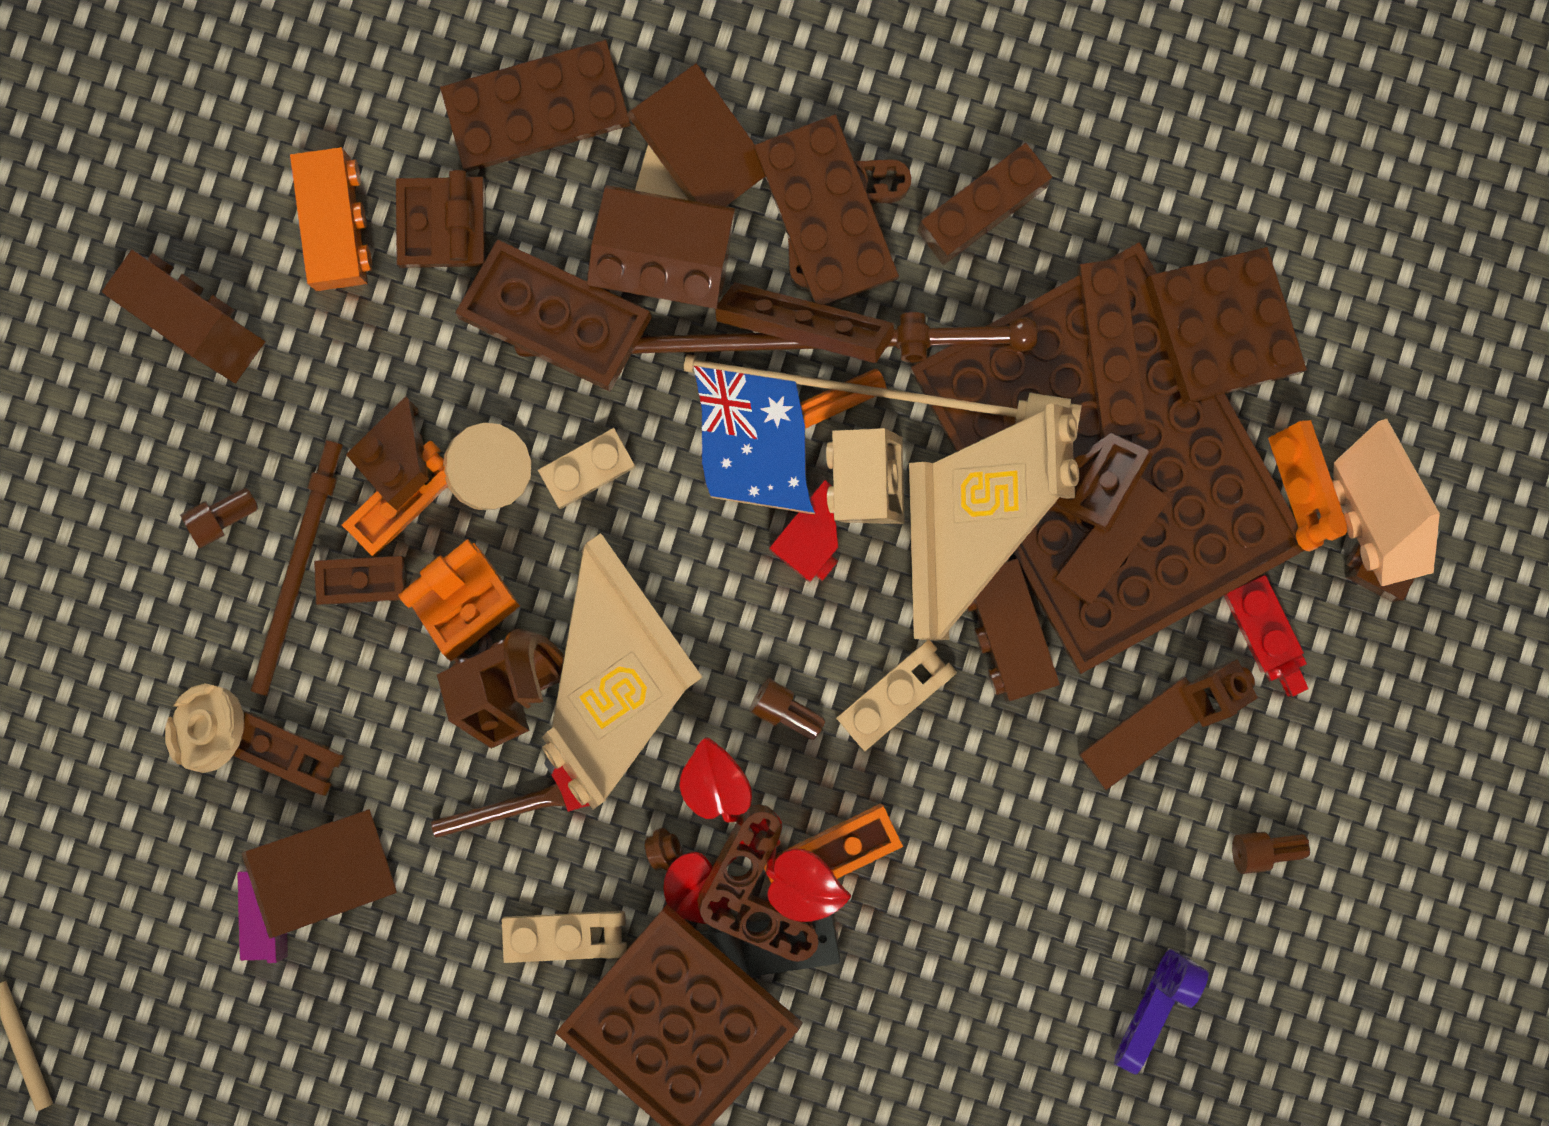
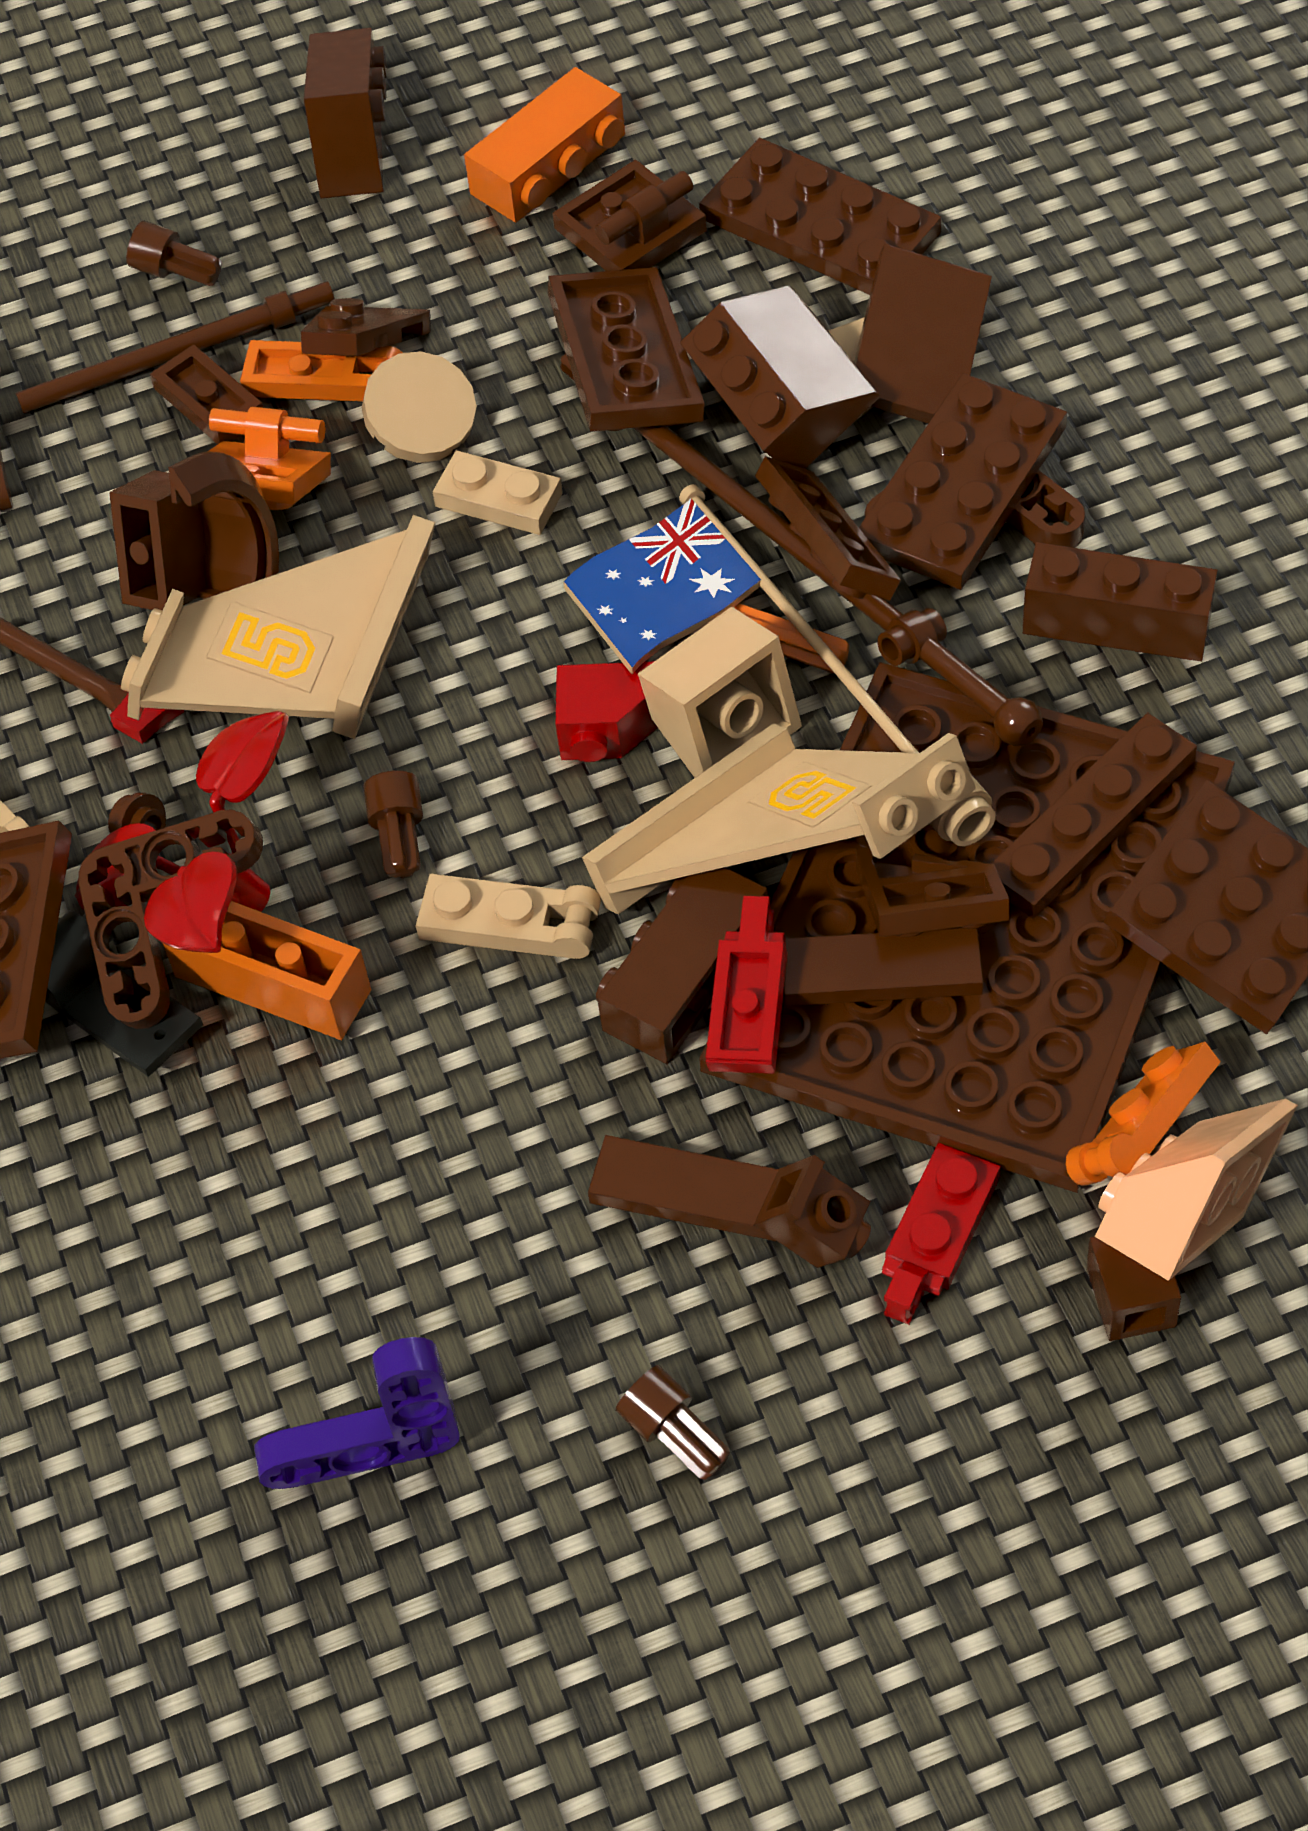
camera: 55 degrees right, 30 degrees down
(1077, 623) = (748, 993): none -> red hinge

